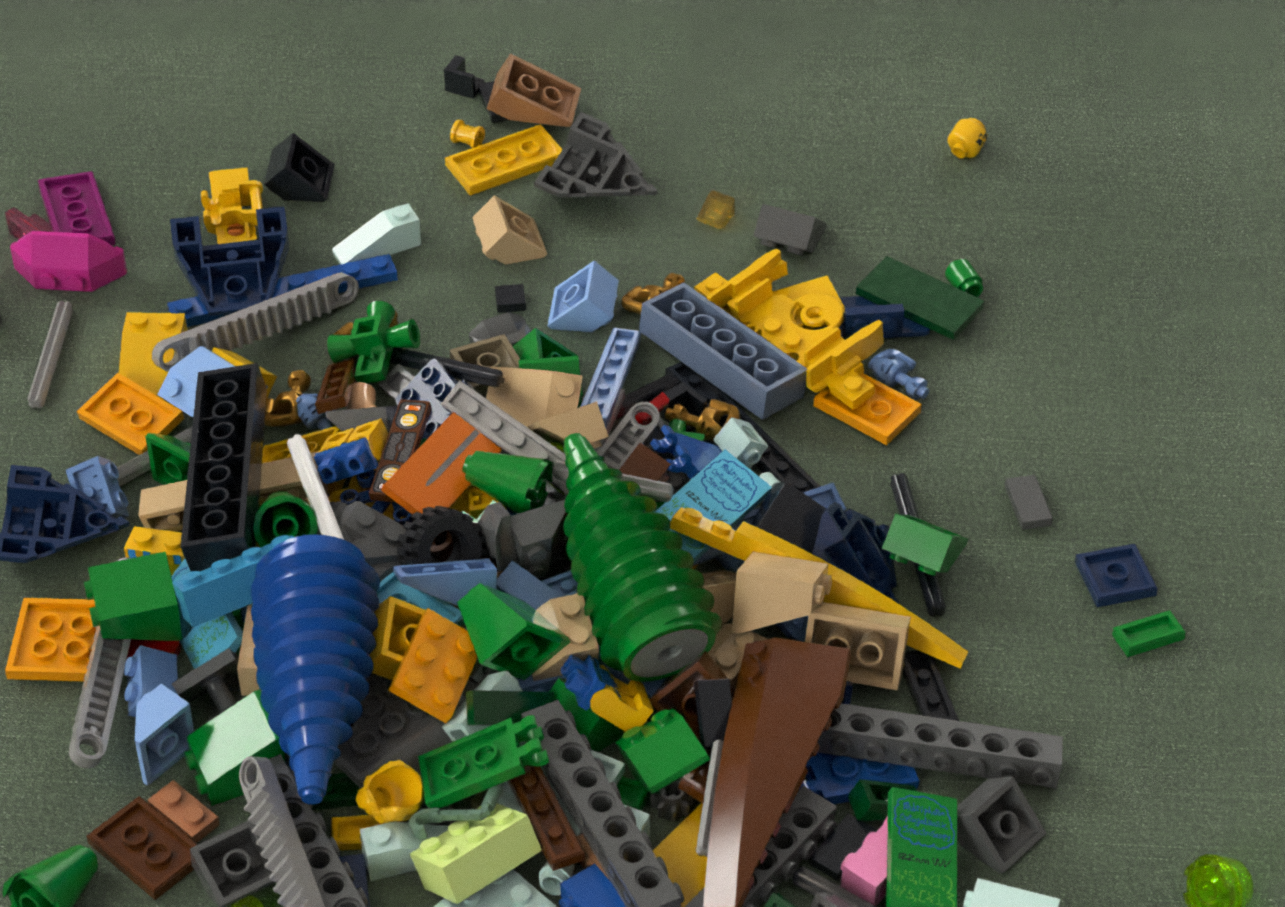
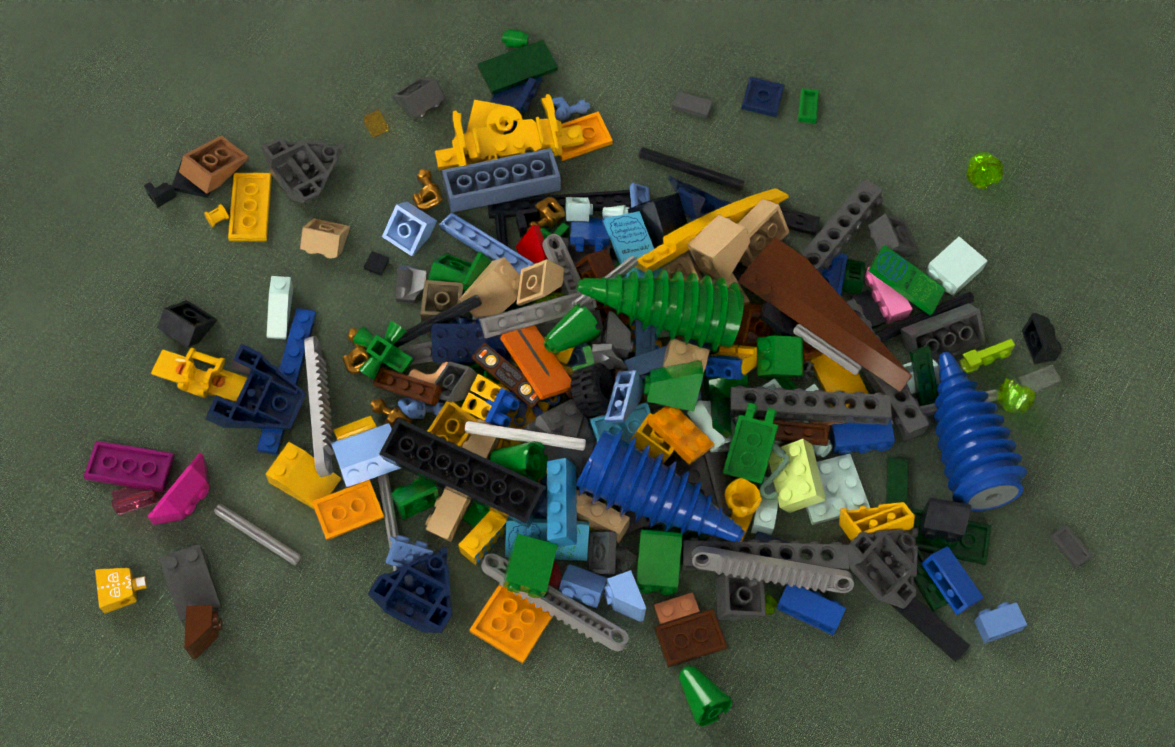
camera: 65 degrees left, 20 degrees up
(923, 543) = (705, 165): green slope -> none

